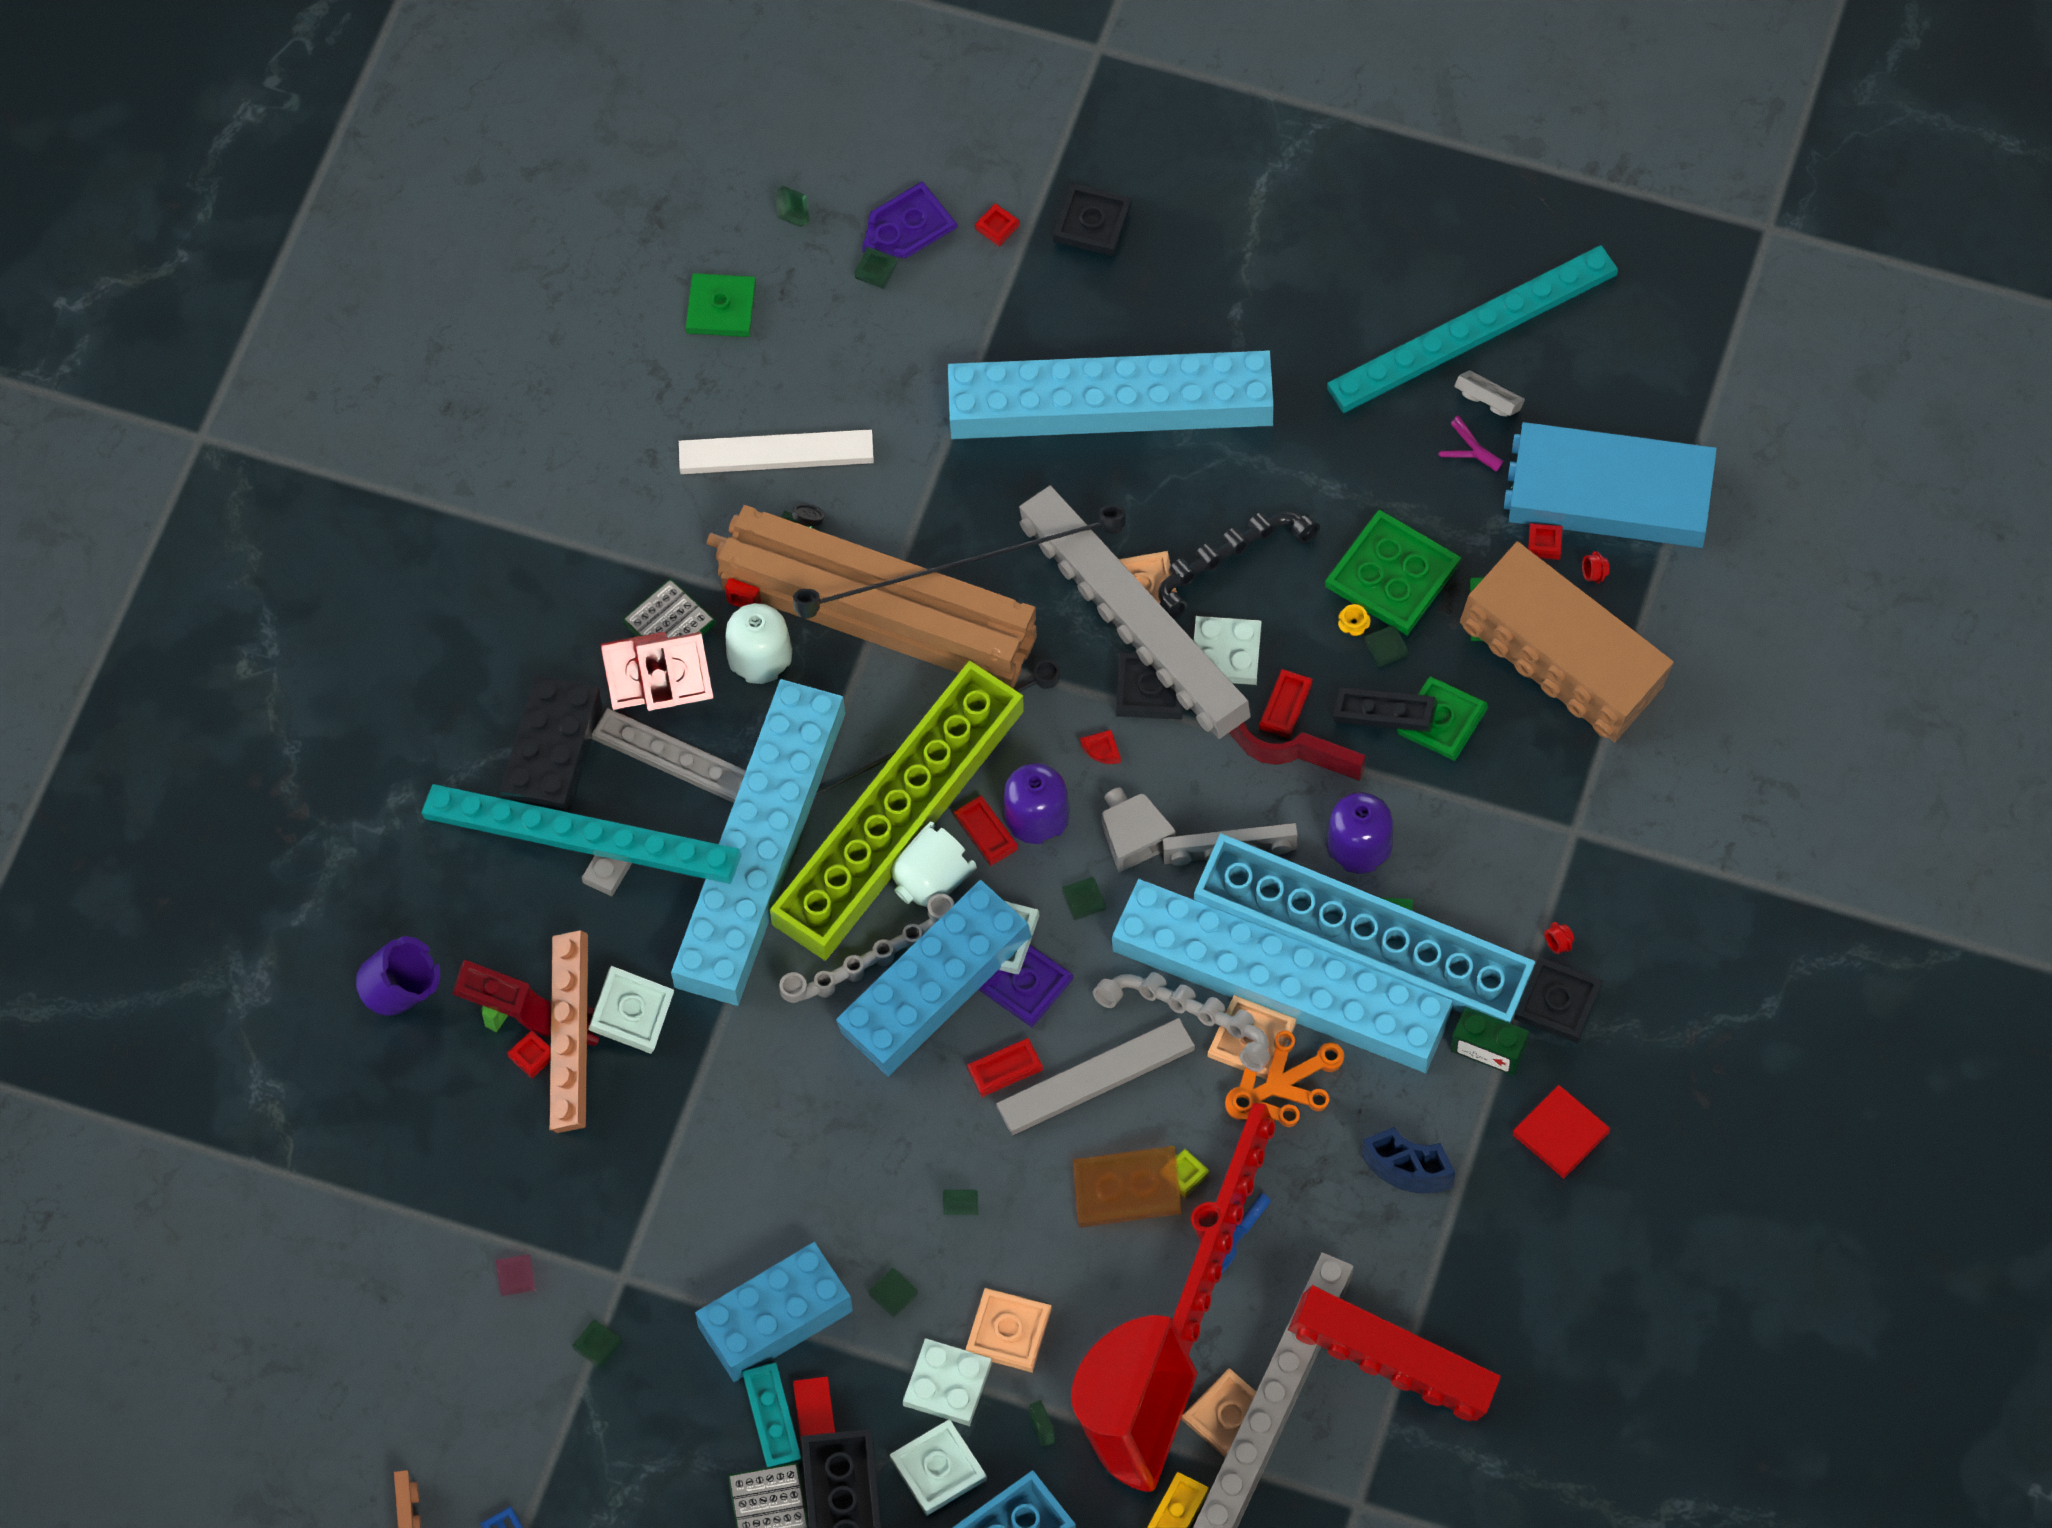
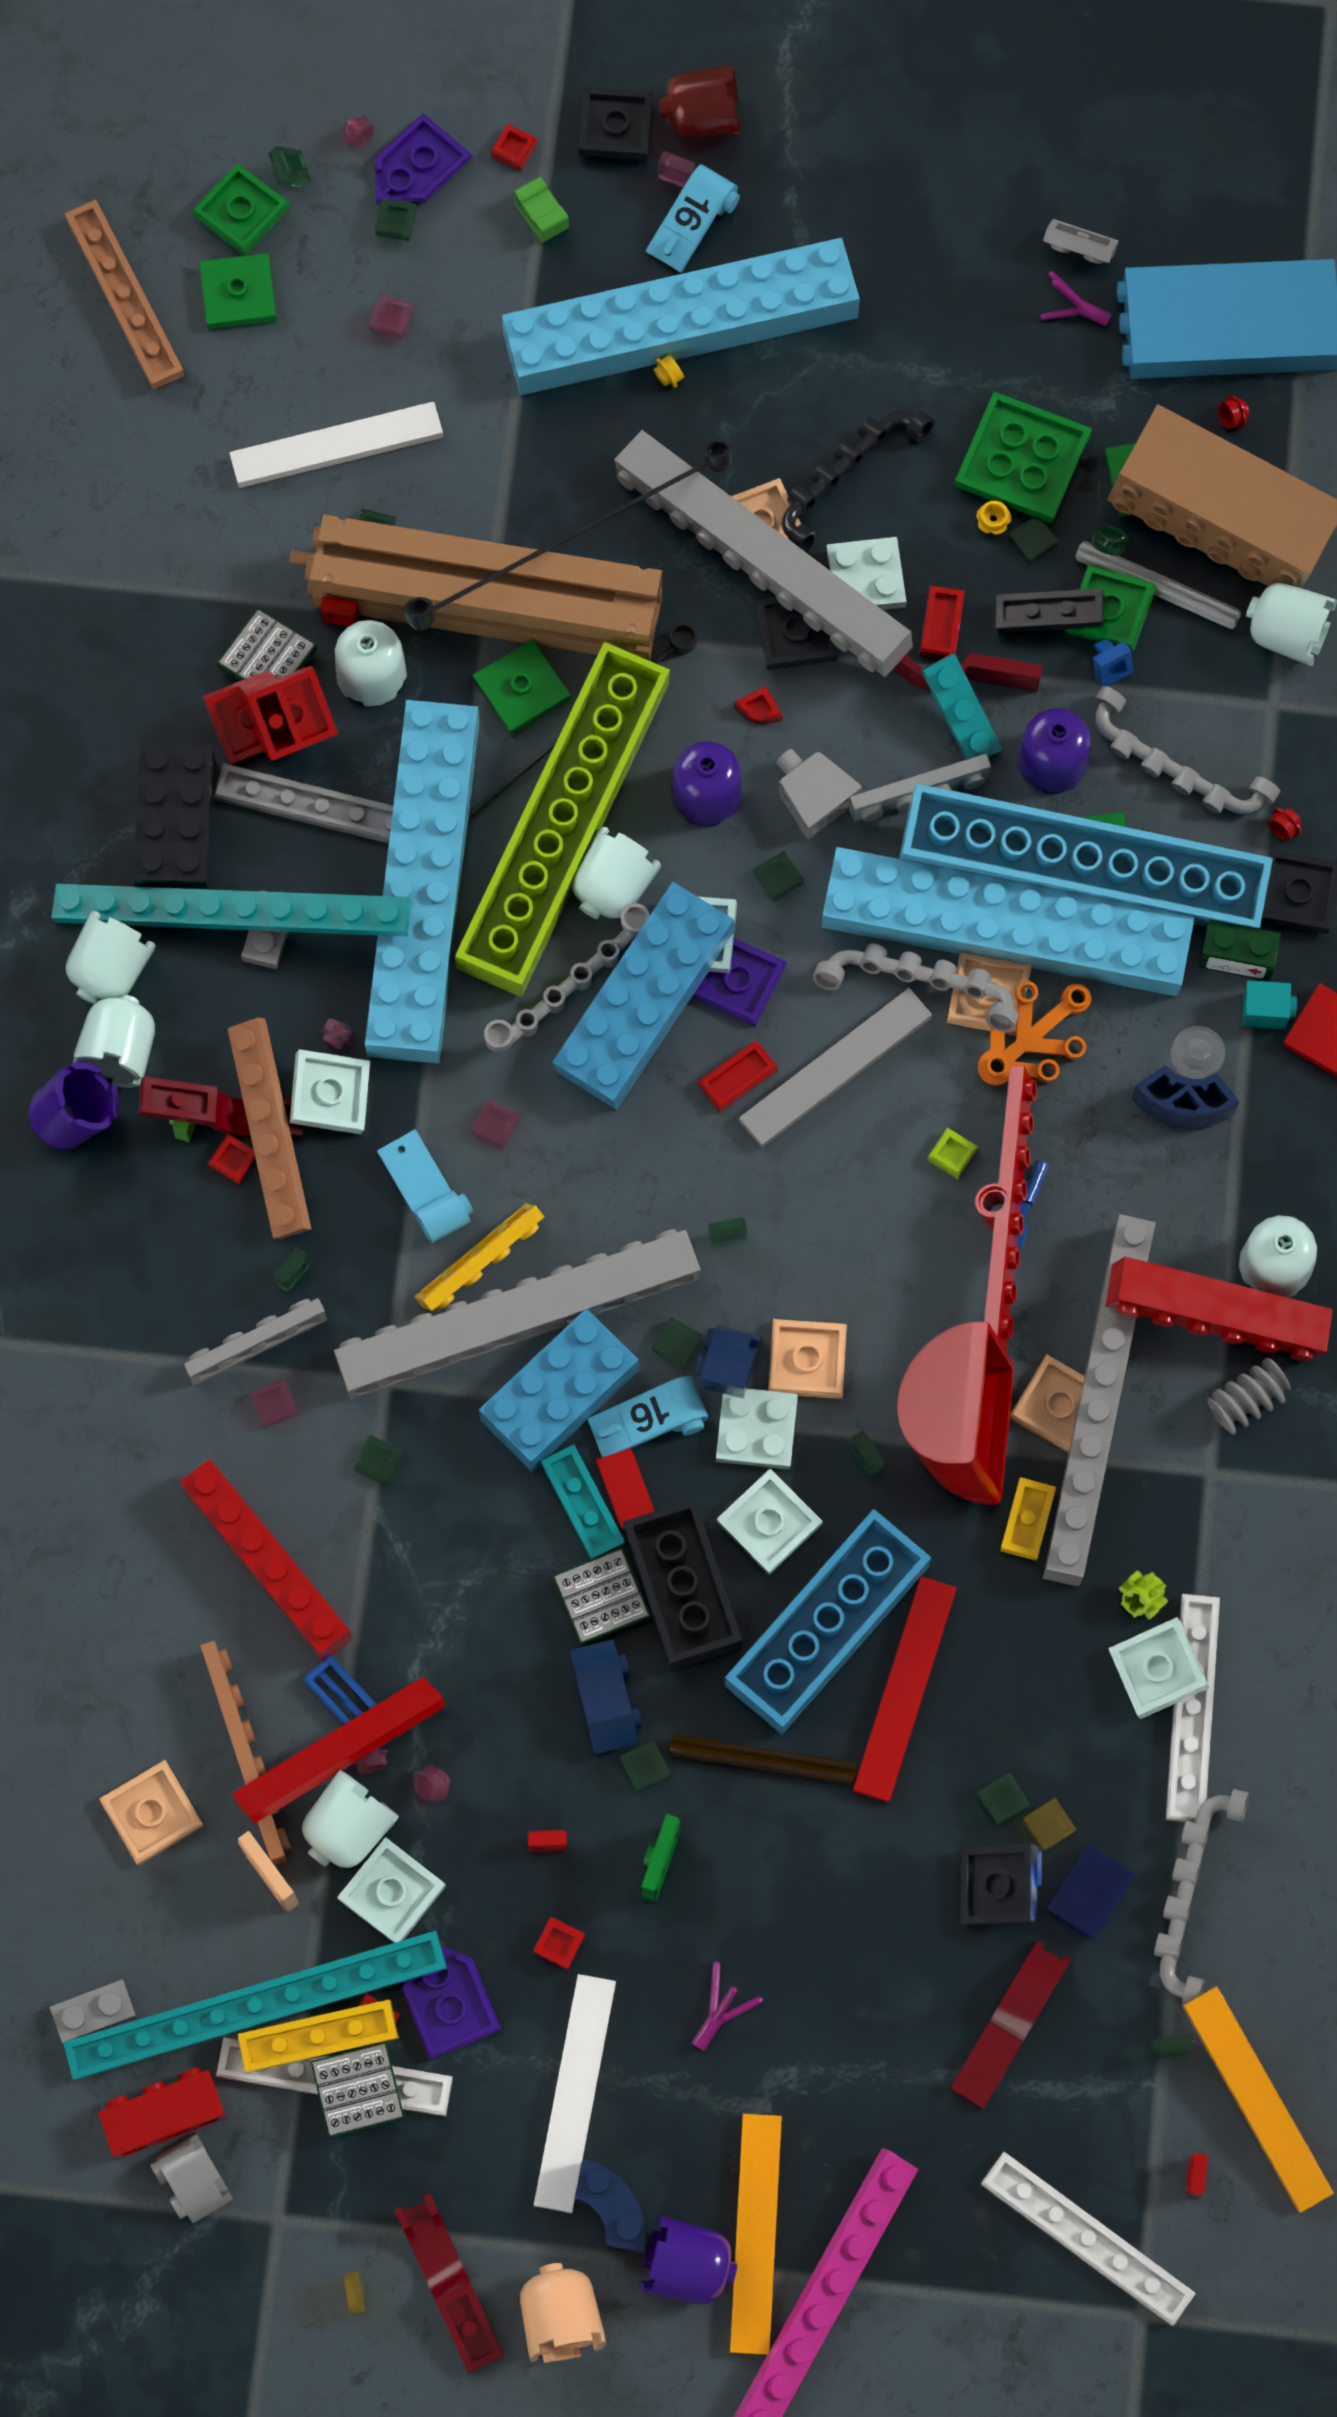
camera: 15 degrees left, 10 degrees up
(452, 927) = (117, 1040): none -> light aqua cylinder
(459, 856) = (106, 959): none -> light aqua cylinder
(472, 1410) = (266, 1560): none -> red brick
(521, 1213) = (242, 1346): none -> light grey plate
(559, 1159) = (291, 1269): none -> clear green tile
(619, 290) = (124, 294): none -> nougat plate
(650, 961) = (336, 1034): none -> clear pink plate
(696, 1110) = (424, 1187): none -> medium azure door
(740, 235) = (241, 209): none -> green plate
(744, 1175) = (491, 1248): none -> yellow plate
(752, 1237) = (516, 1314): none -> light grey brick
(775, 1067) = (495, 1123): none -> clear pink tile
(808, 514) = (388, 508): black piece -> none
(851, 350) = (391, 316): none -> clear pink plate
(860, 187) = (358, 131): none -> clear pink plate
(869, 1345) = (649, 1415): none -> medium azure door
(890, 690) = (521, 687): none -> green plate
(932, 1314) = (728, 1360): none -> dark blue brick
(985, 830) = (657, 821): red tile -> none
(1007, 282) = (541, 209): none -> bright green piece
(1088, 440) = (668, 371): none -> yellow plate
(1127, 1186) = (896, 1180): clear orange tile -> none
(1137, 269) = (675, 169): none -> clear pink tile
(1141, 309) = (691, 216): none -> medium azure door
(1173, 214) = (702, 102): none -> clear red cylinder
(1282, 779) = (961, 708): none -> teal plate
(1406, 1440) = (1248, 1395): none -> light grey piece
(1431, 766) = (1112, 662): none -> blue tile
(1431, 1124) = (1197, 1052): none -> clear plate
(1455, 658) = (1109, 540): none -> clear green tile
(1463, 1329) = (1273, 1267): none -> light aqua cylinder
(1472, 329) = (1045, 173): teal plate -> none
(1476, 880) = (1184, 777): none -> light grey bar
(1496, 708) = (1165, 587): none -> light grey axle
(1505, 1094) = (1268, 1005): none -> teal brick
(1545, 540) = (1174, 392): red tile -> none
(1604, 758) = (1290, 621): none -> light aqua cylinder

